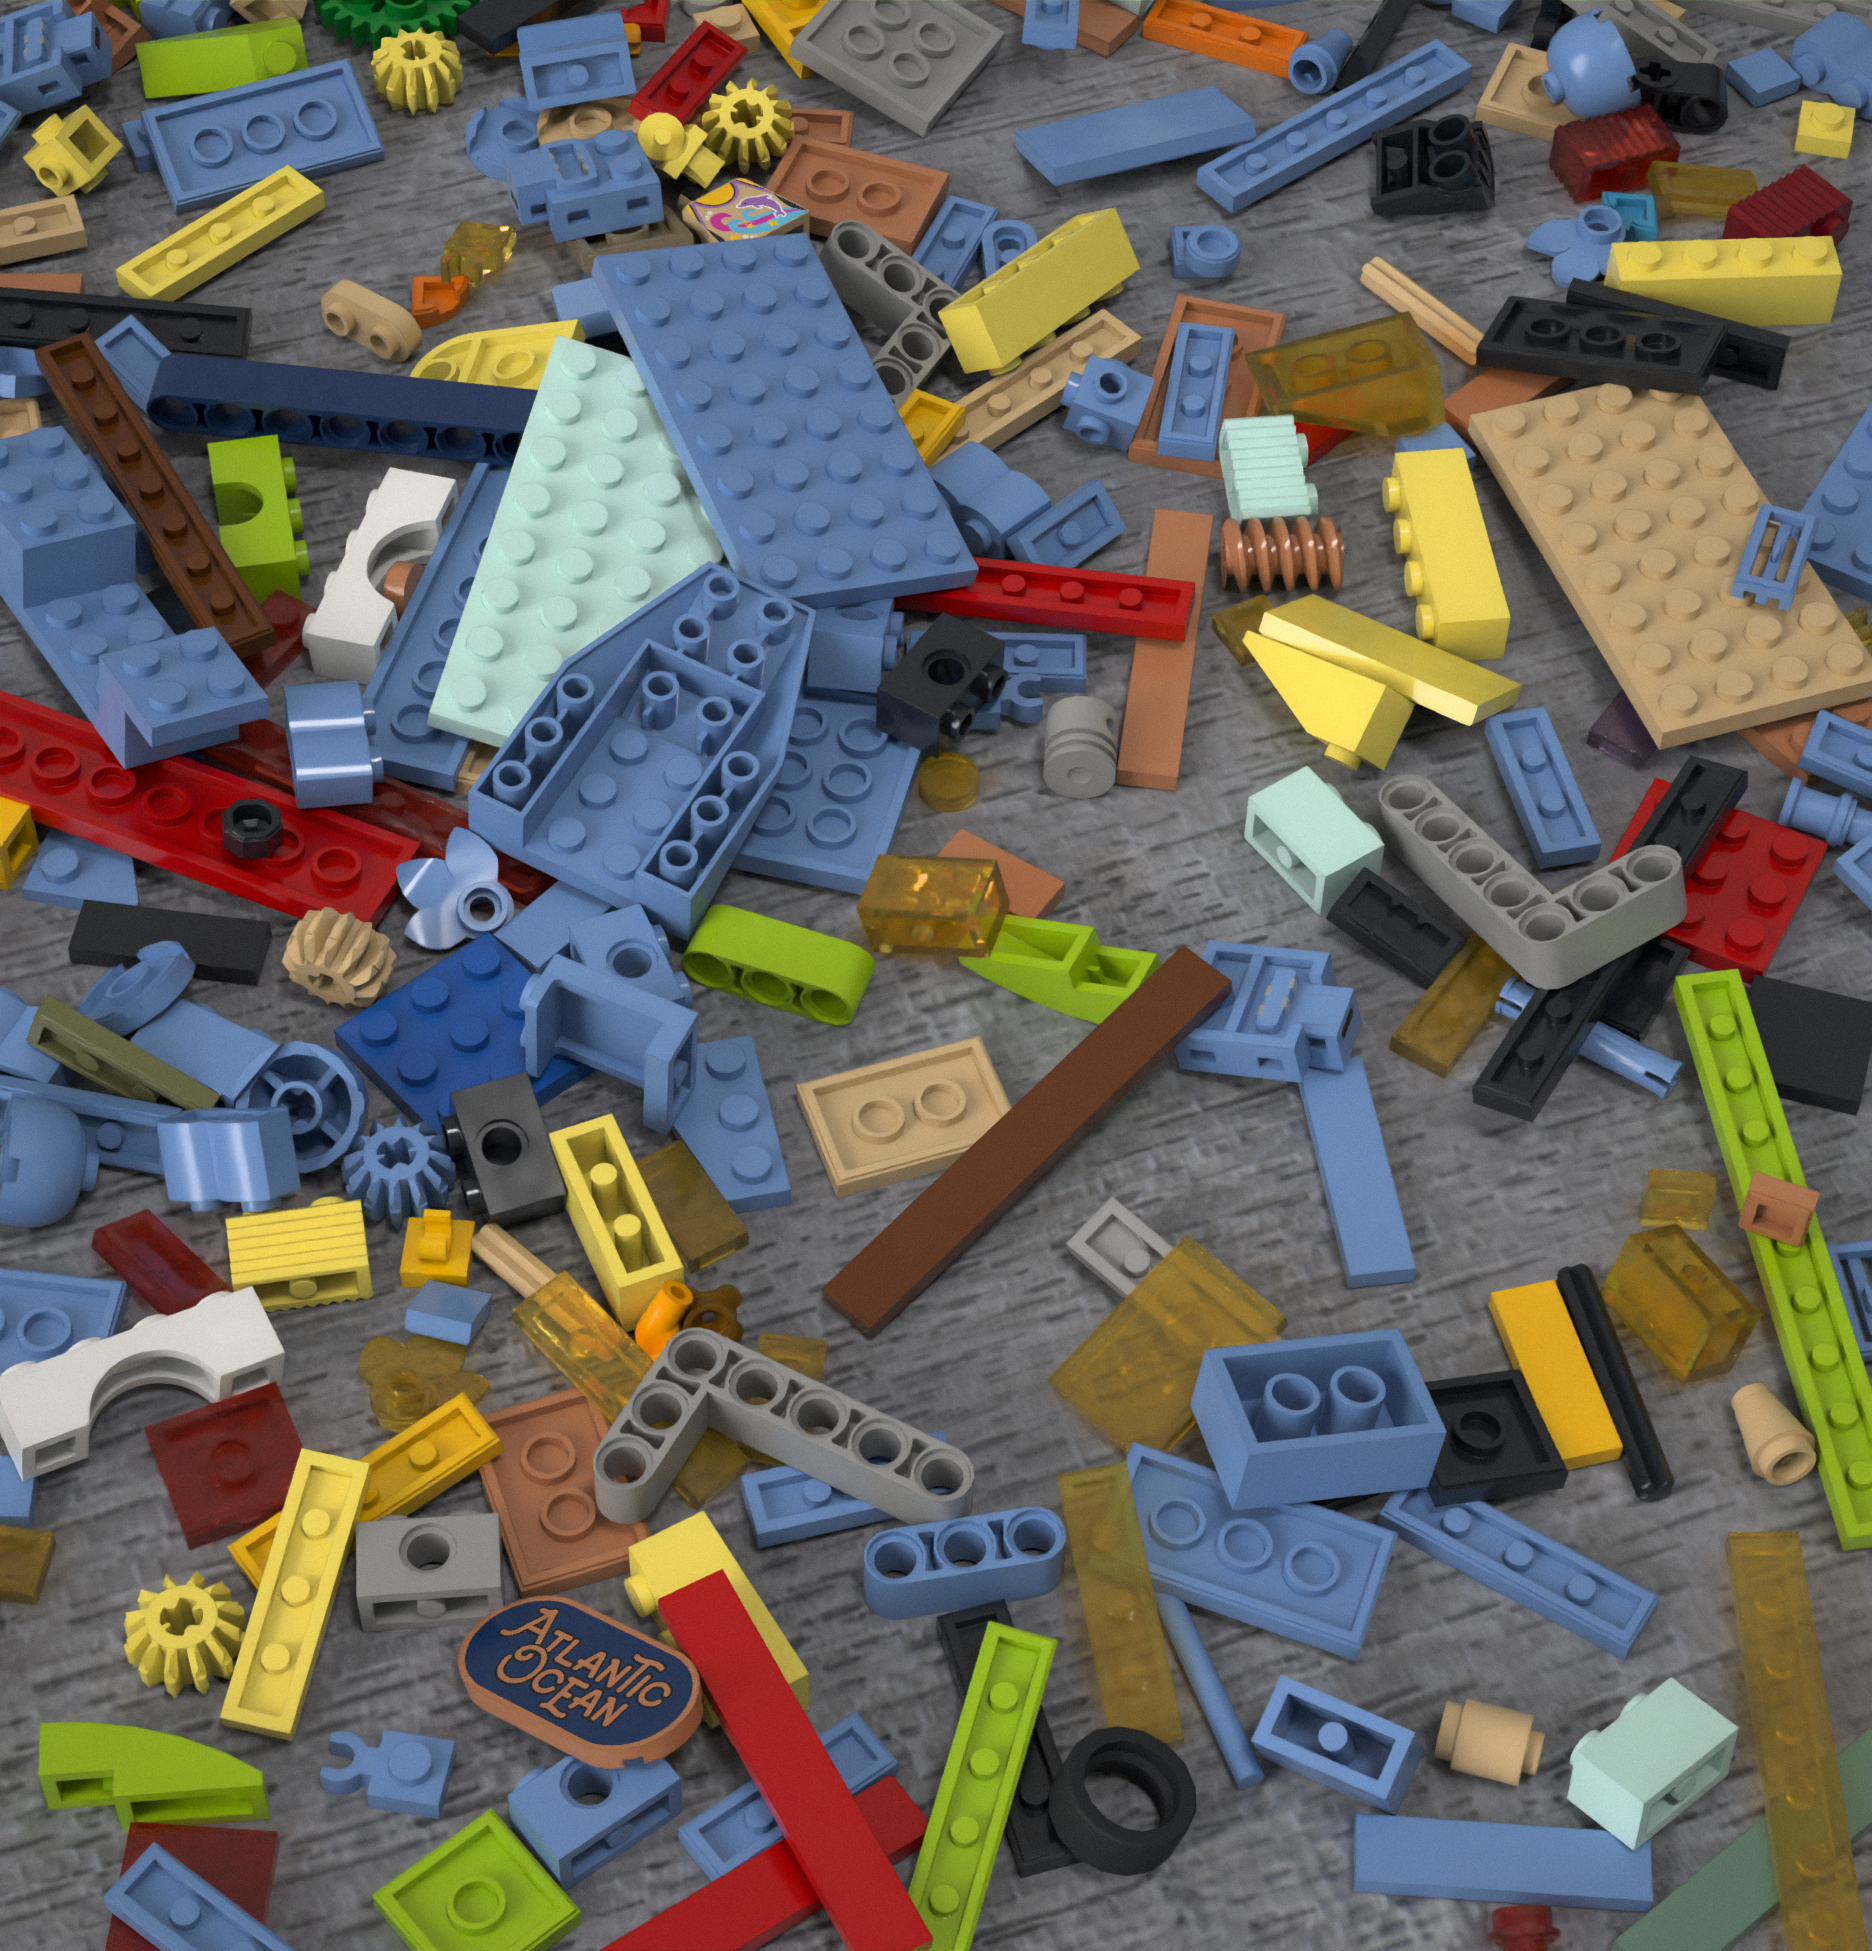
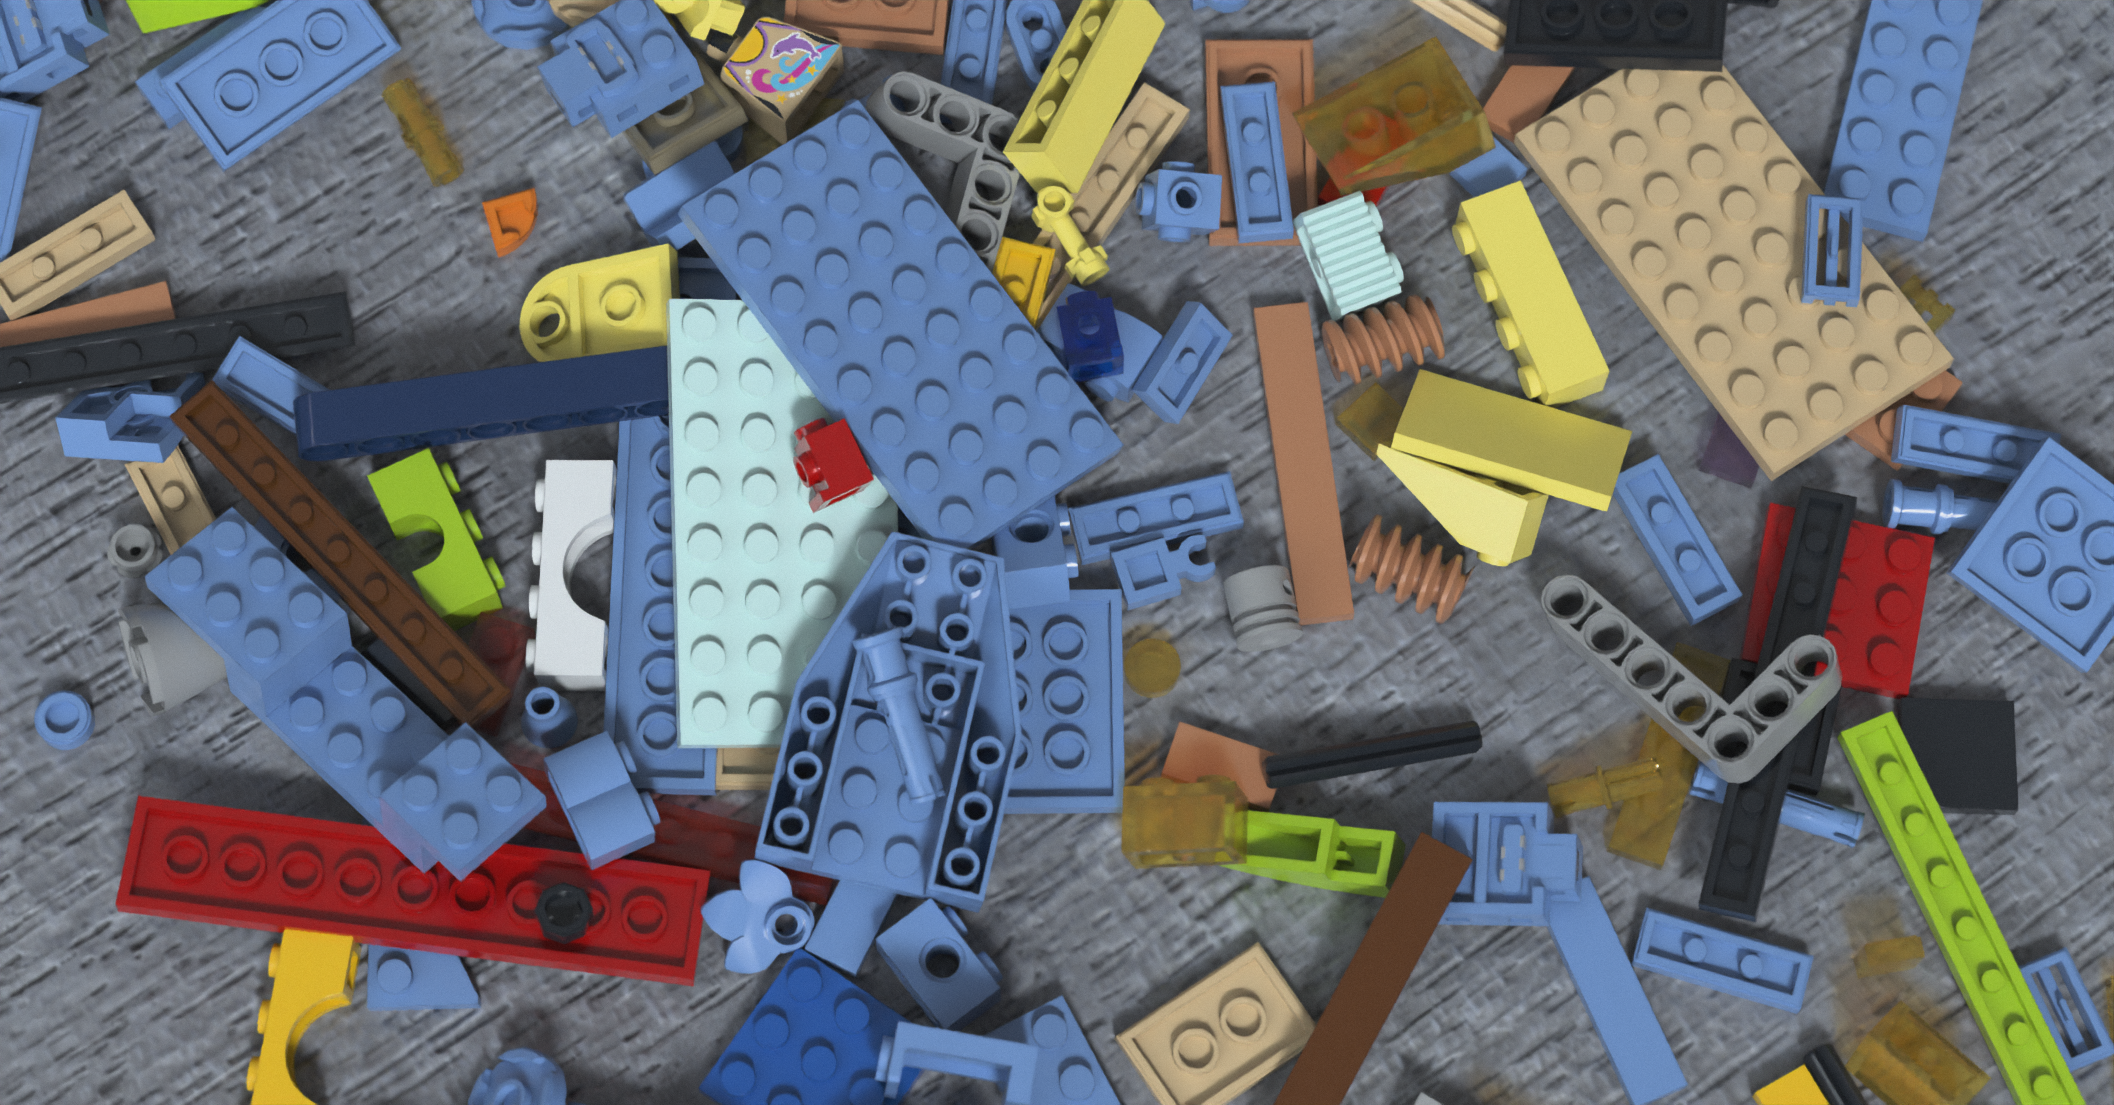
camera: 15 degrees left, 20 degrees up
(72, 152) = (106, 141): light yellow brick -> none
(218, 945) = (545, 1023): black tile -> none
(221, 237) = (283, 202): light yellow plate -> none
(303, 663) = (552, 728): none -> medium blue cone
(339, 958) = (684, 1023): tan gear -> none
(371, 321) = (478, 277): tan plate -> none
(378, 213) = (422, 132): none -> clear yellow pin
(401, 583) = (598, 587): nougat tile -> none
(476, 250) = (532, 157): clear yellow plate -> none
(661, 686) = (894, 689): none -> medium blue pin
(669, 502) = (830, 462): none -> red brick
(779, 965) = (1064, 915): lime beam -> none
(941, 685) = (1136, 554): black brick -> none
(972, 384) = (1053, 216): none -> light yellow bar
(973, 458) = (1089, 354): none -> clear blue brick
(1067, 599) = (1214, 443): red plate -> none
(1157, 897) = (1371, 754): none -> black axle
(1241, 744) = (1409, 569): none -> nougat piece
(1311, 837) = (1493, 654): light aqua brick -> none
(1396, 928) = (1584, 729): black plate -> none
(1406, 976) = (1605, 786): none -> clear yellow axle
(1489, 1170) = (1722, 960): none -> medium blue tile
(1778, 1209) = (1982, 967): nougat tile -> none

